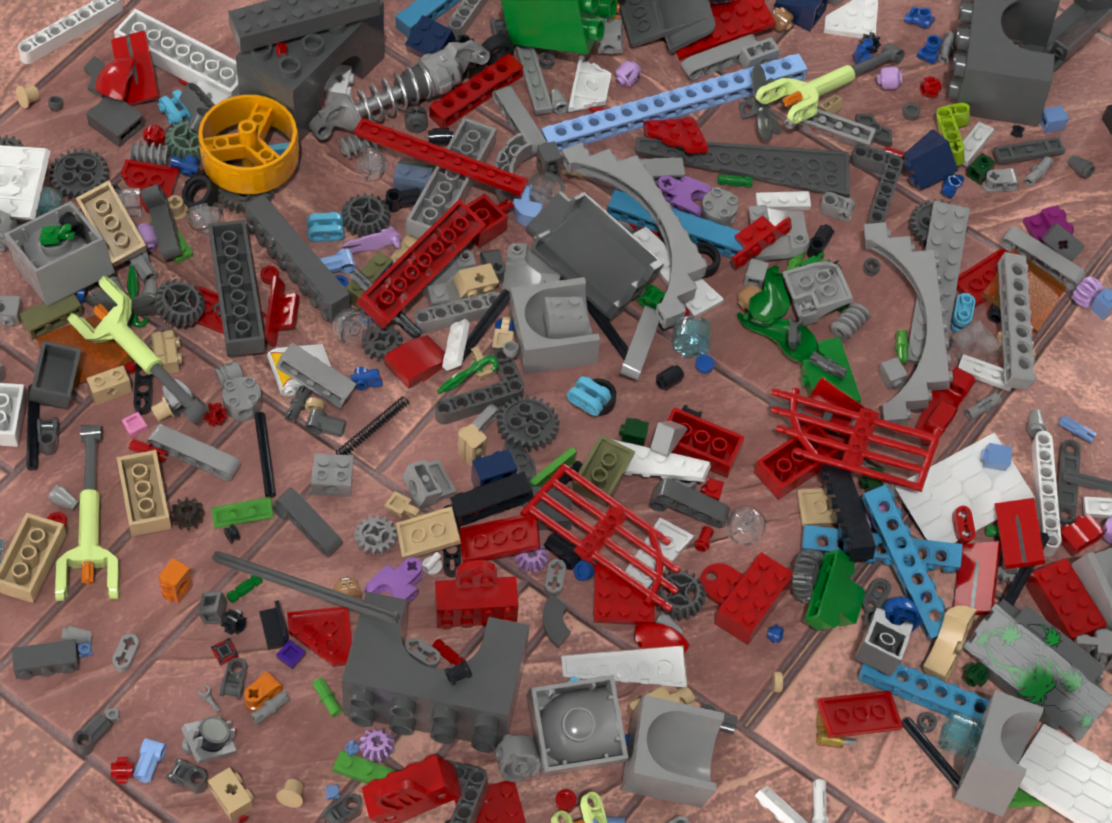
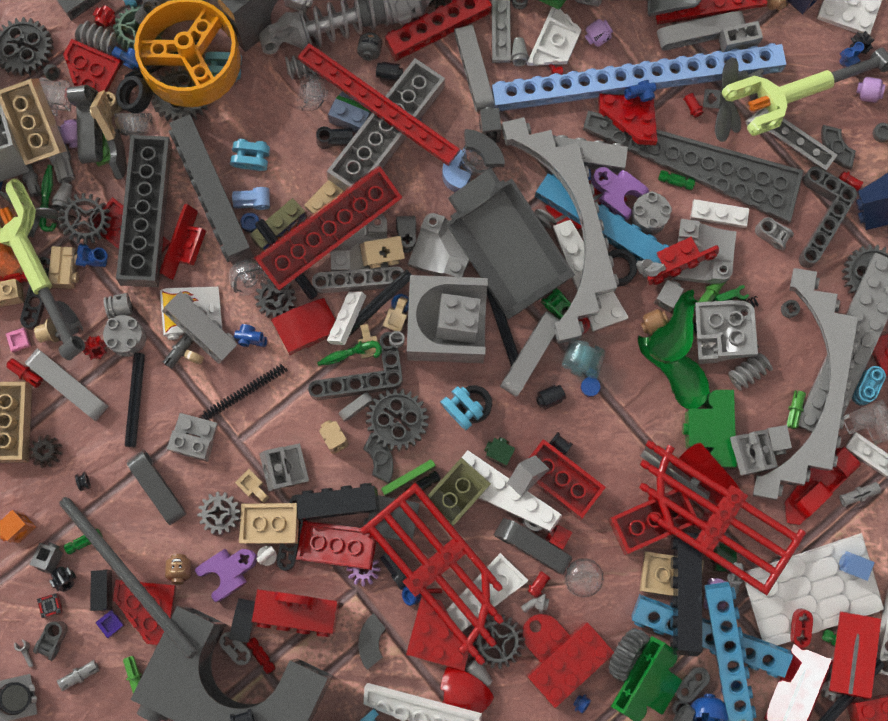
camera: 15 degrees right, 20 degrees up
(181, 220) = (101, 111): none -> tan plate
(194, 338) = (92, 257): none -> blue plate
(195, 247) = (117, 156): none -> dark grey tile
(242, 512) = (97, 460): bright green plate -> none
(261, 690) = (76, 655): orange piece -> none
(267, 274) = (184, 196): red tile -> none
(320, 422) = (196, 377): dark grey piece -> none
(365, 215) = (280, 142): dark grey gear -> none
(375, 241) = (296, 181): lavender piece -> none
(424, 624) = (242, 621): none -> black slope
(492, 216) = (417, 175): red brick -> none
(492, 467) = (347, 472): dark blue brick -> none
(511, 156) = (453, 111): light grey brick -> none
(550, 177) = (484, 147): none -> dark grey tile
(550, 577) = (377, 592): light grey beam -> none
(682, 108) = (644, 90): none -> blue plate
(711, 554) = (541, 604): none -> light grey plate
(730, 250) = (649, 268): none -> light grey piece
(735, 120) = (693, 105): none -> red pin
(794, 335) = (688, 378): dark grey plate -> none
(820, 240) = (745, 270): black piece -> none
(828, 365) = (712, 422): dark grey pin -> none
(832, 104) = (799, 111): tan piece -> none
(874, 384) = (753, 452): none -> light grey brick

